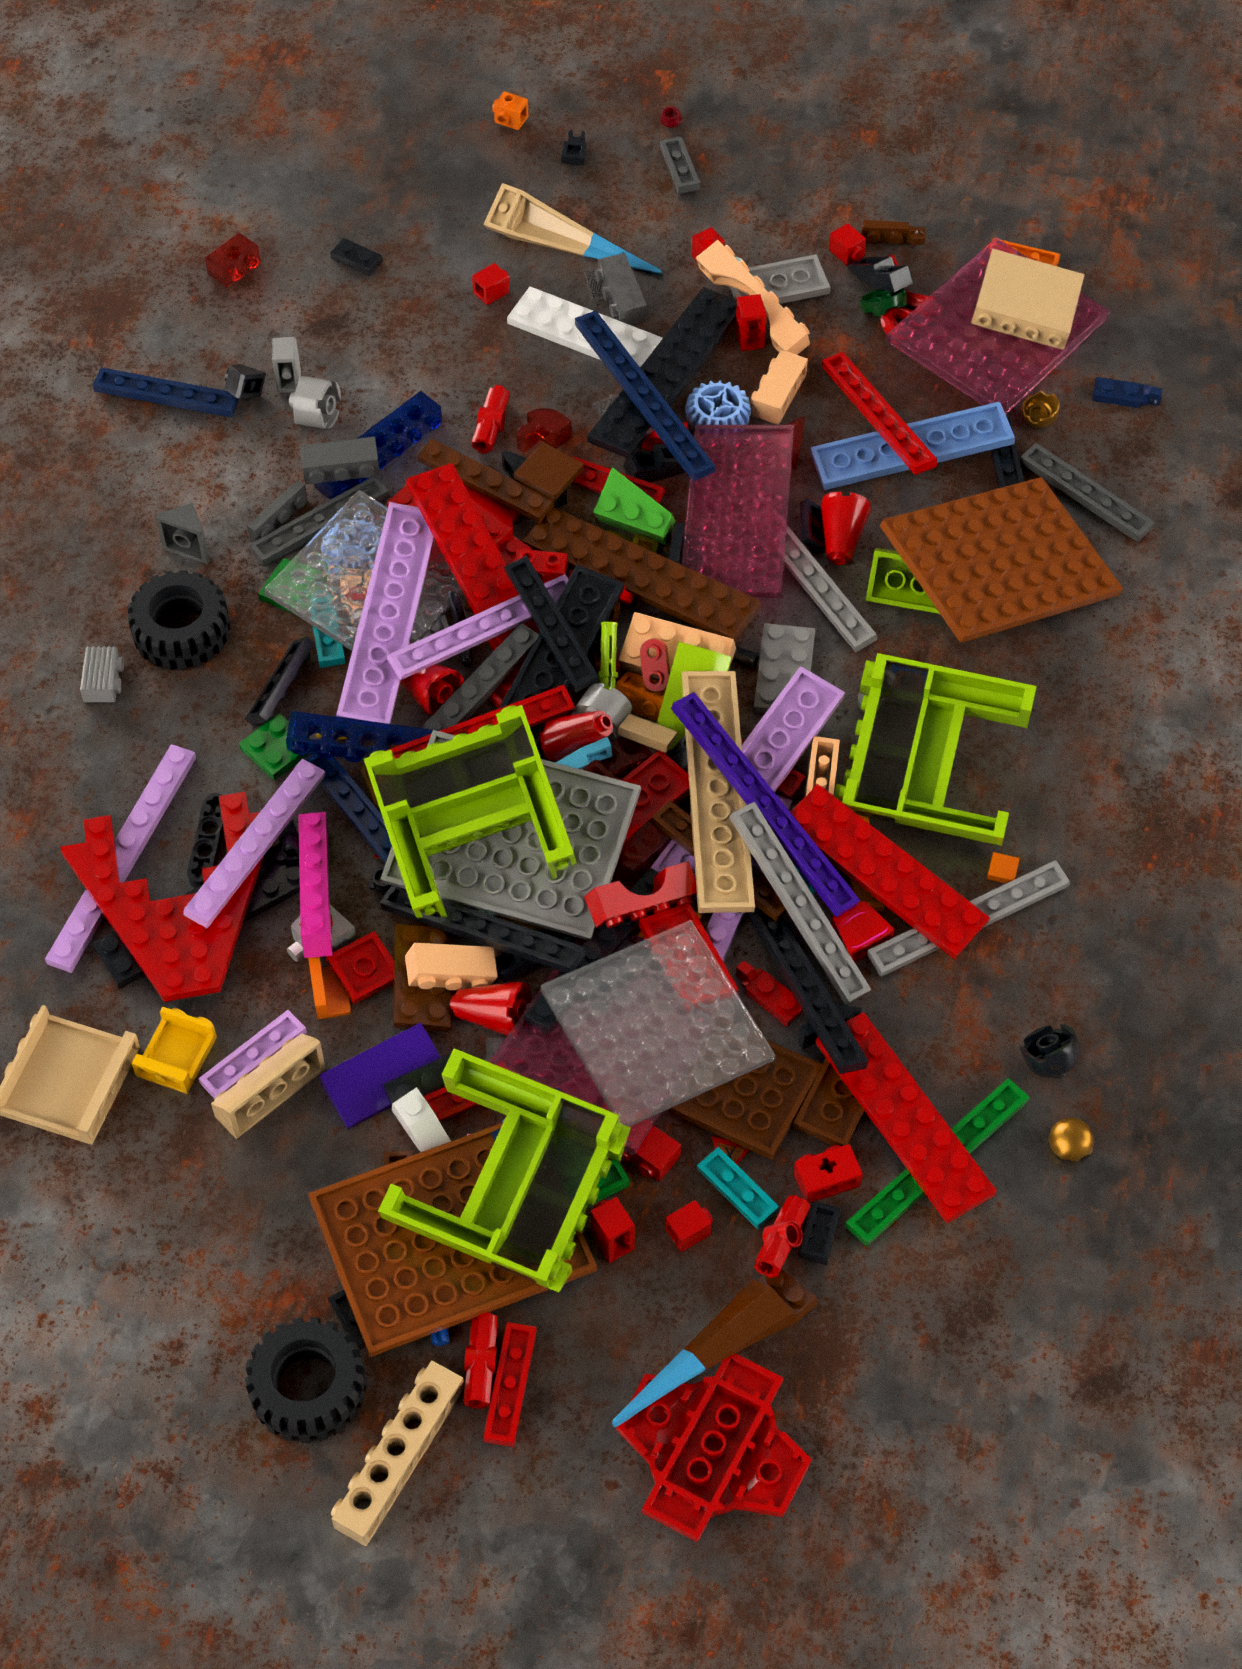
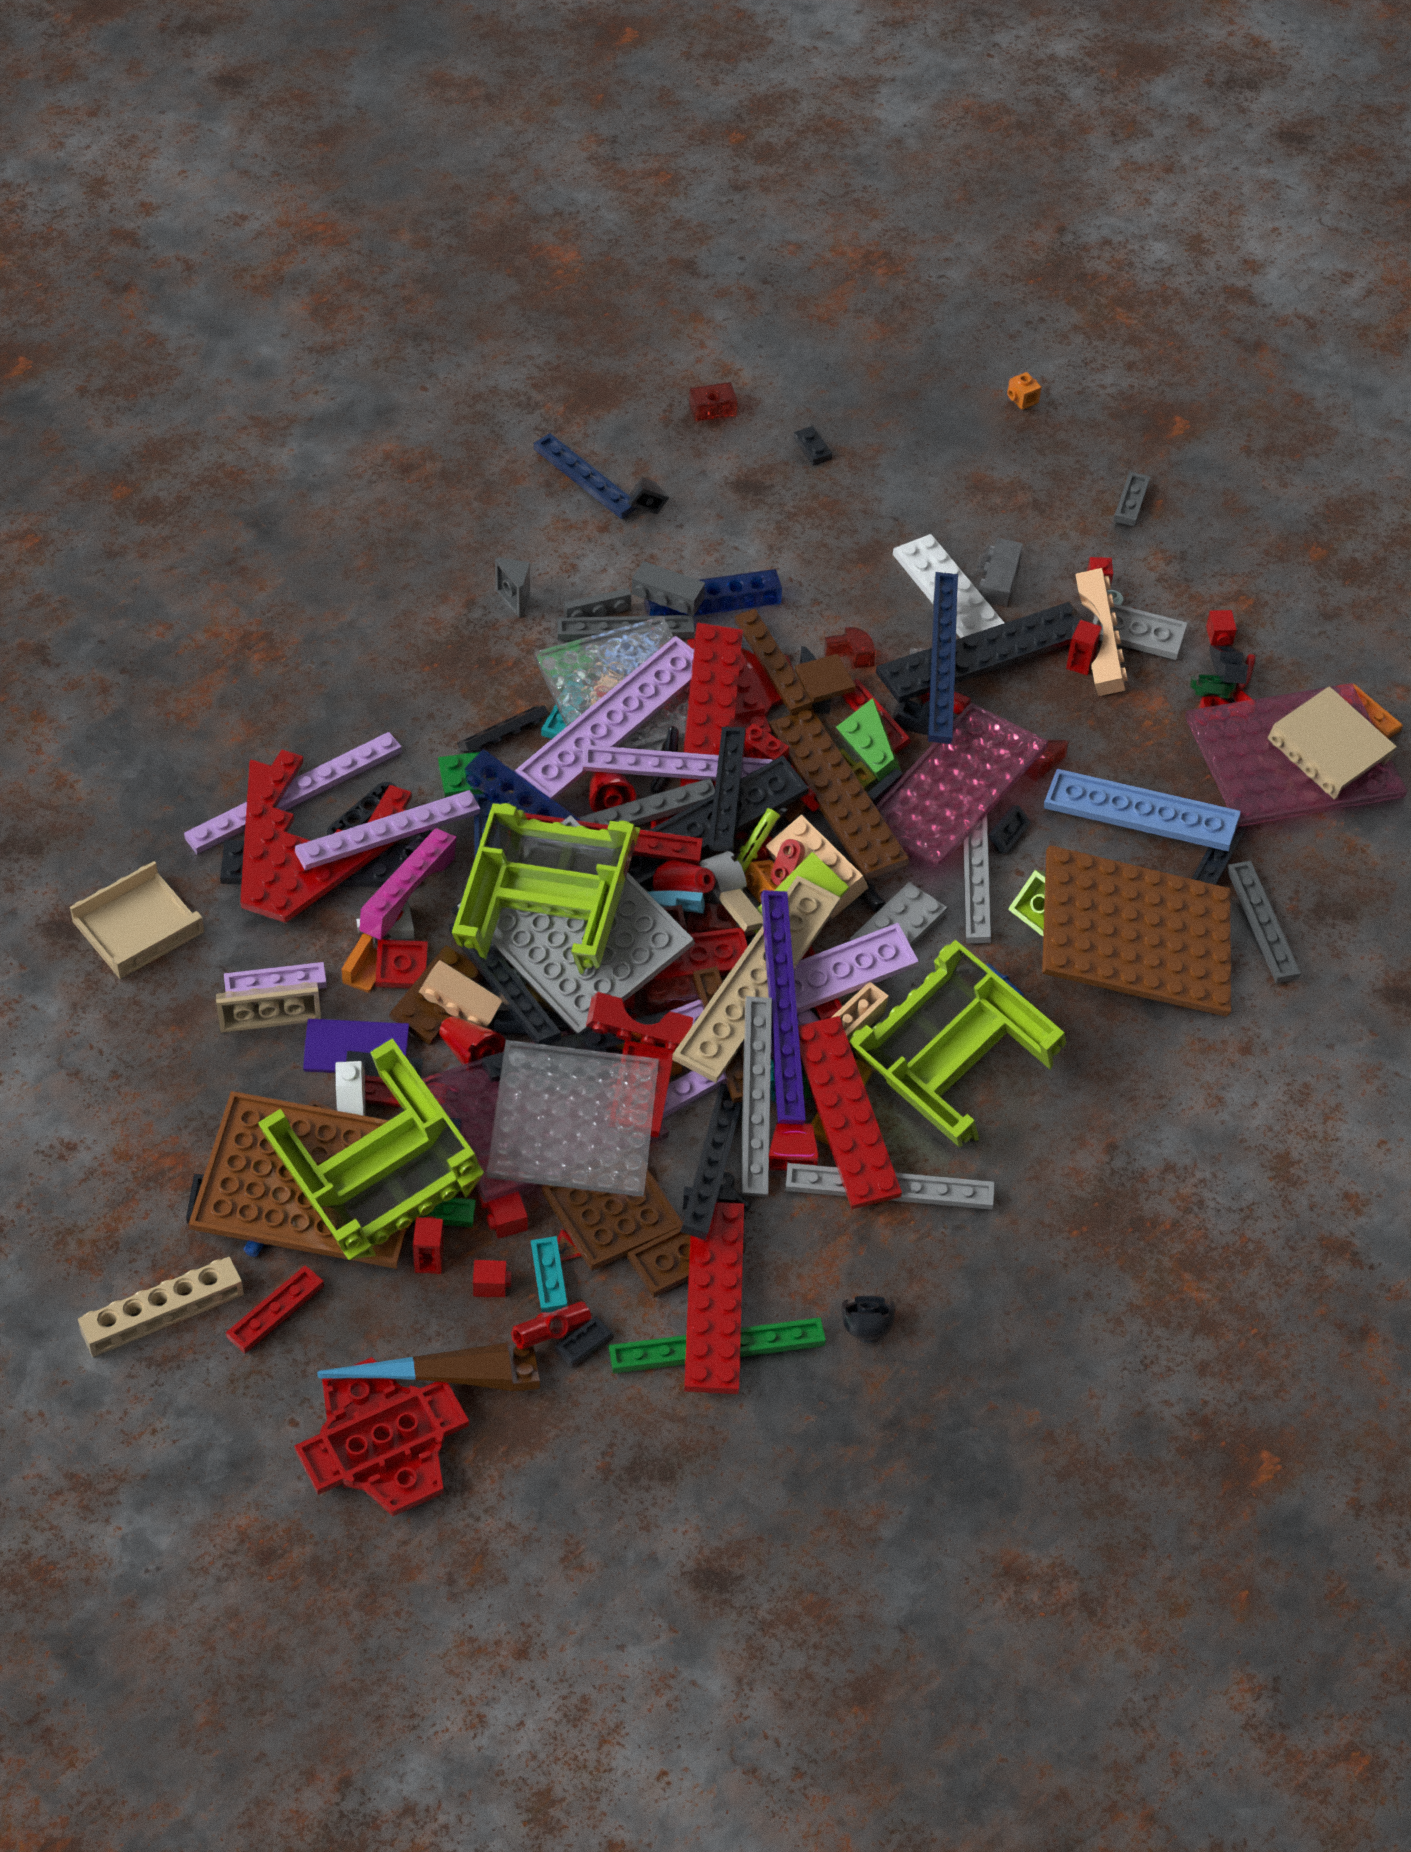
camera: 30 degrees right, 5 degrees down
(101, 674) = (376, 655): light grey brick -> none
(176, 1050) = (224, 947): yellow panel -> none
(182, 645) = (459, 623): black tyre -> none
(286, 364) = (688, 498): light grey brick -> none
(293, 1344) = (127, 1190): black tyre -> none
(315, 402) = (688, 537): light grey brick -> none
(481, 1361) = (266, 1279): red piece -> none
(490, 419) = (817, 619): red piece -> none
(491, 283) = (901, 516): red brick -> none
(531, 221) = (972, 485): tan plate -> none
(574, 149) = (1054, 447): black plate -> none
(670, 117) = (1156, 458): dark red plate -> none
(717, 405) = (1007, 695): light blue gear -> none
(769, 993) = (686, 1149): red hinge -> none
(778, 387) = (1070, 710): light nougat brick -> none
(827, 1173) = (624, 1303): red brick -> none
(843, 524) = (1031, 840): red cone -> none
(879, 413) = (1131, 769): red plate -> none
(892, 232) = (1267, 636): reddish brown hinge -> none
(1003, 868) = (950, 1165): orange tile -> none
(1040, 409) = (1276, 837): pearl gold hair -> none
(1071, 1139) = (835, 1392): pearl gold hair -> none
(1125, 393) = (1365, 862): dark blue hinge -> none

